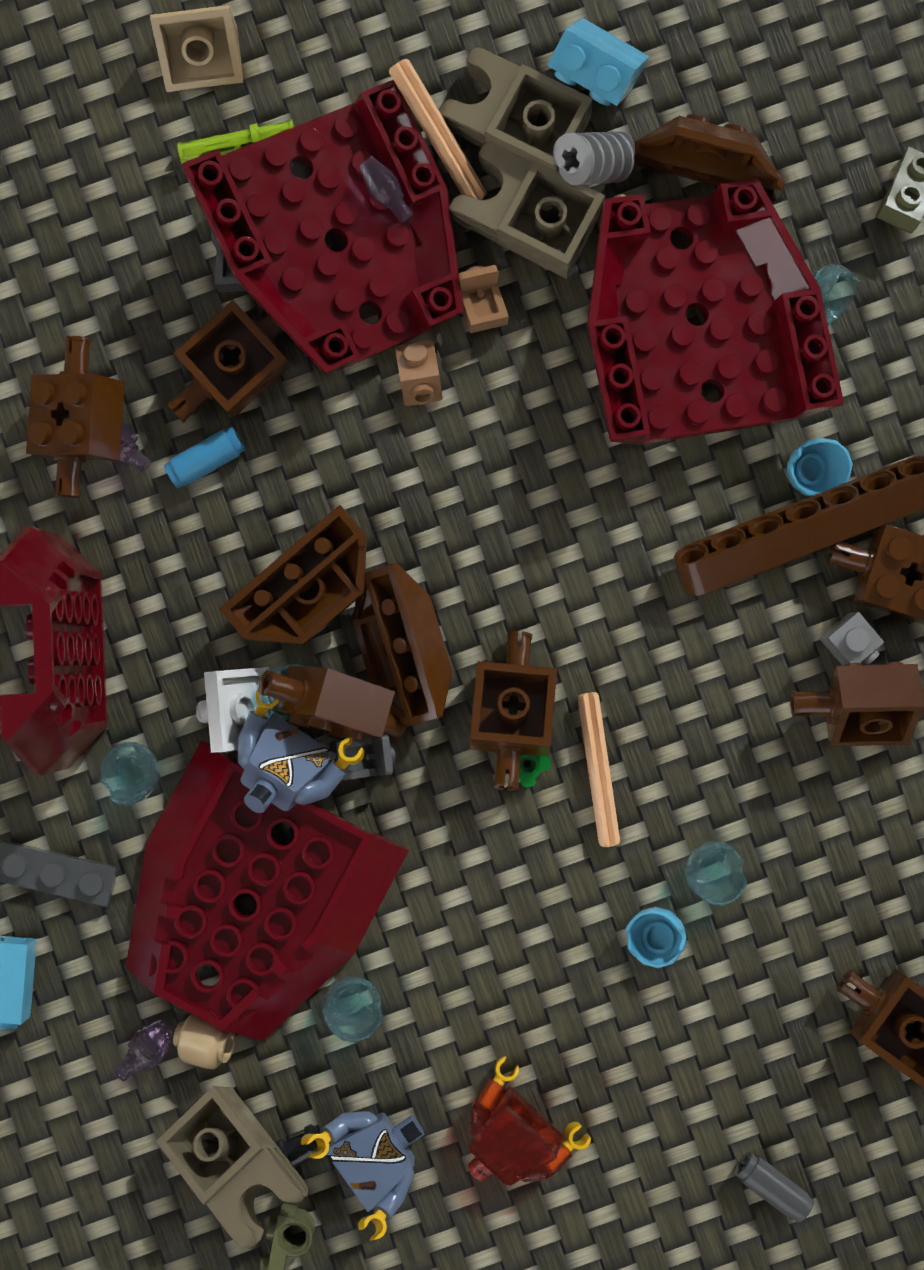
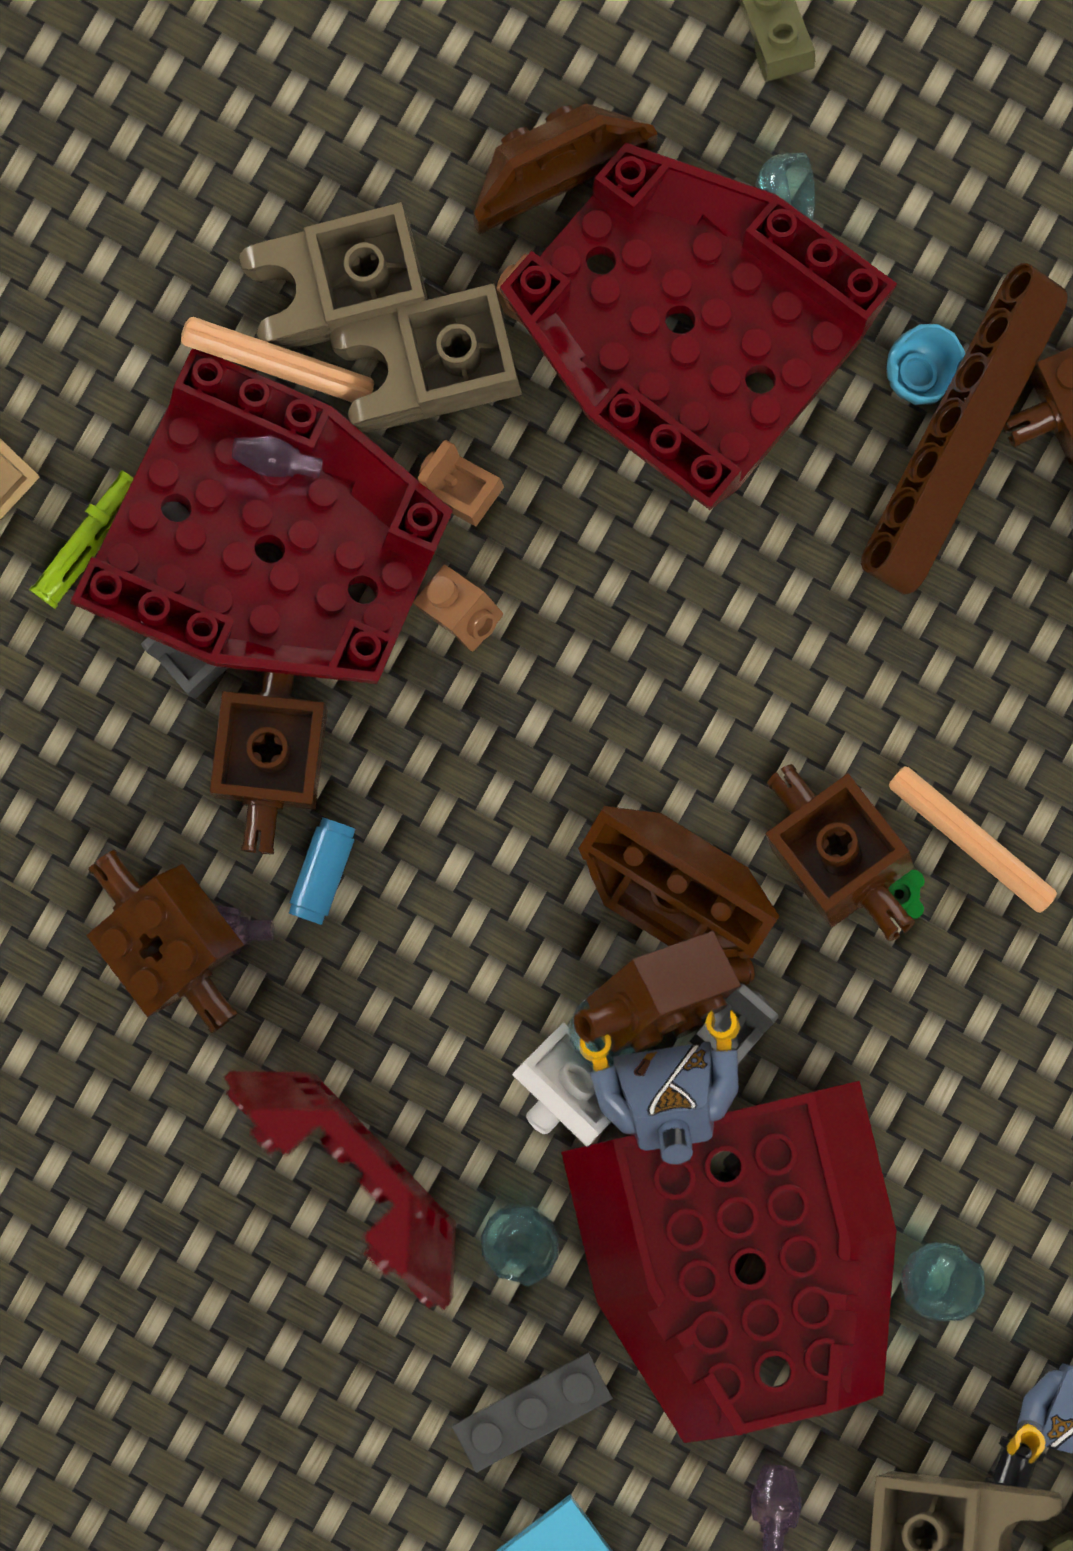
camera: 45 degrees left, 5 degrees down
(203, 1043) = (826, 1446): tan head -> none
(304, 584) = (532, 907): reddish brown wedge -> none
(594, 157) = (453, 255): light grey piece -> none
(597, 62) = (375, 164): medium azure brick -> none

